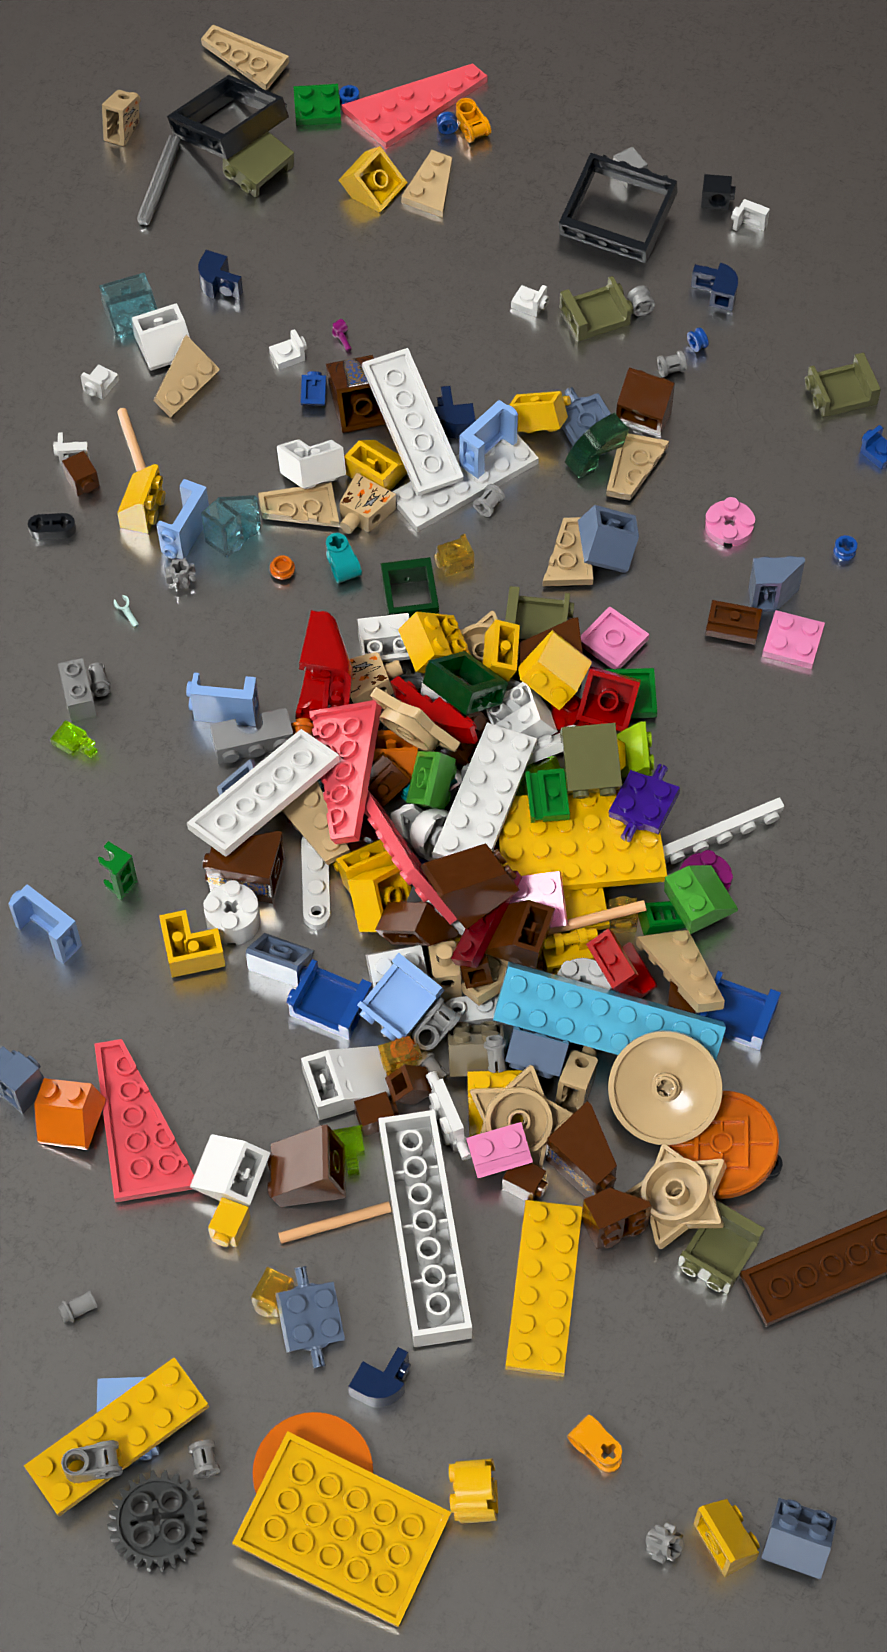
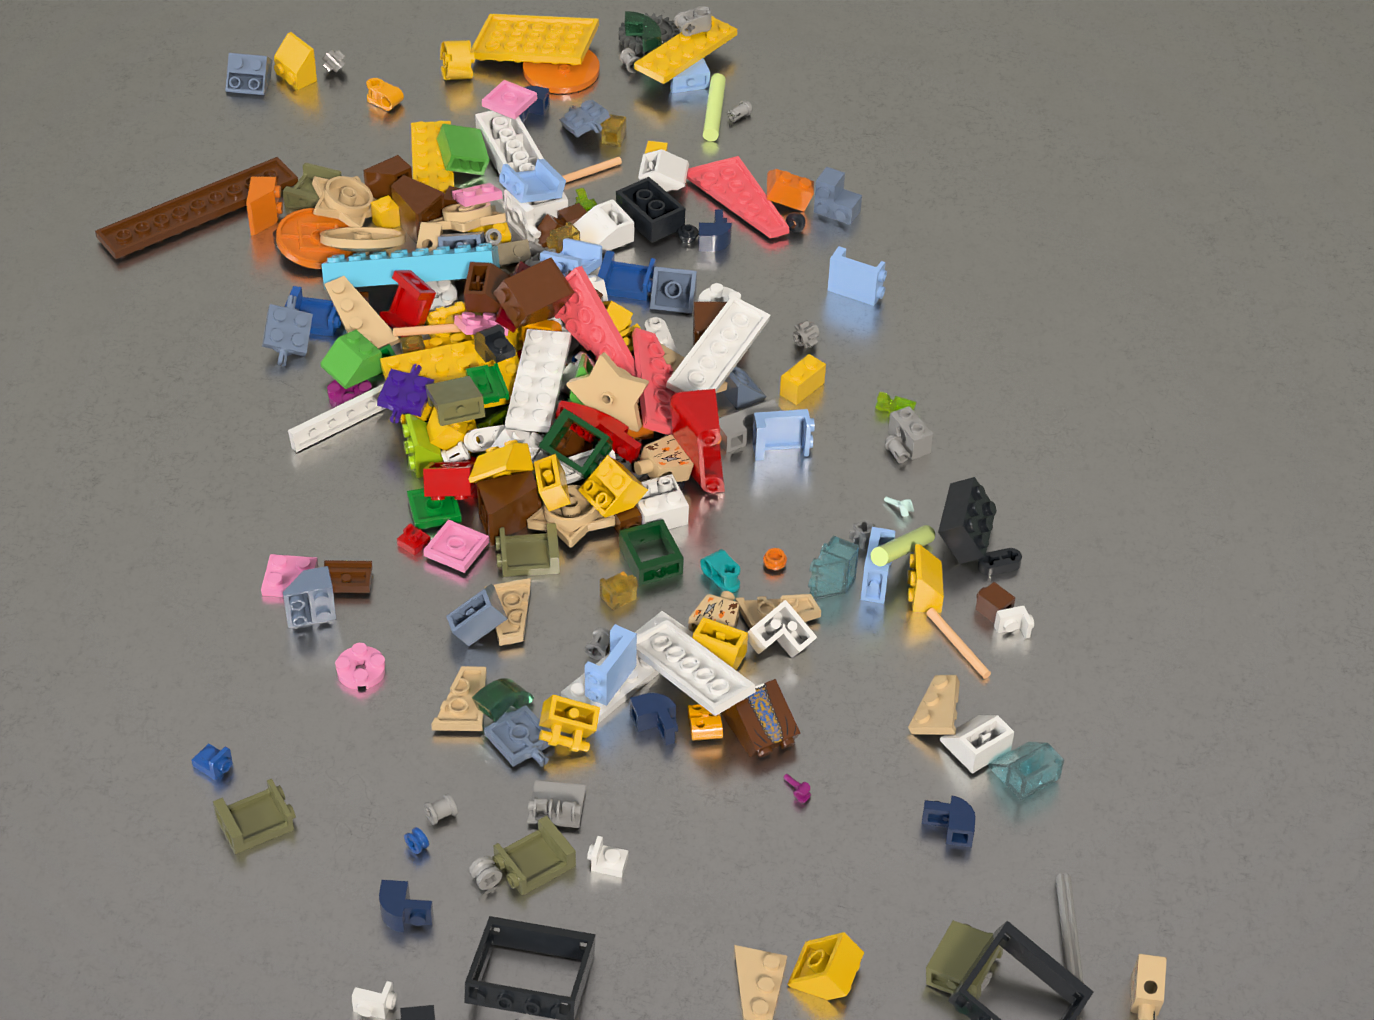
camera: 165 degrees right, 15 degrees down
(69, 549) = (967, 520): none -> black brick
(81, 1057) = (799, 219): none -> black plate
(99, 382) = (1022, 694): white bracket -> none
(111, 1323) = (714, 107): none -> yellowish green piece
(121, 870) = (818, 311): green hinge -> none
(142, 855) = (806, 334): none -> light grey gear
(147, 527) = (902, 545): none -> yellowish green piece
(169, 787) = (802, 379): none -> yellow brick
(175, 1502) = (642, 25): none -> clear green brick
(187, 950) = (747, 280): yellow brick -> none
(193, 1048) = (715, 235): none -> dark blue brick
(231, 1076) = (688, 233): none -> black plate
(267, 1100) = (651, 209): none -> black brick
(289, 351) = (846, 759): white bracket -> none
(307, 1168) = (605, 173): reddish brown slope -> none
(313, 389) = (808, 722): blue bracket -> none
(417, 1332) = (509, 99): none -> bright pink plate
(425, 1130) = (533, 185): none -> light blue panel
(500, 1275) = (463, 149): none -> bright green brick
(531, 836) = (493, 344): none -> black brick
(565, 355) = (558, 801): none -> light grey hinge
(629, 1170) = (385, 213): none -> yellow brick
(645, 400) = (461, 754): reddish brown slope -> none
(657, 658) = (413, 539): none -> red tile
(774, 967) = (287, 330): none -> sand blue plate
(792, 1207) = (263, 203): none -> orange slope
(850, 544) = (244, 654): blue bush -> none

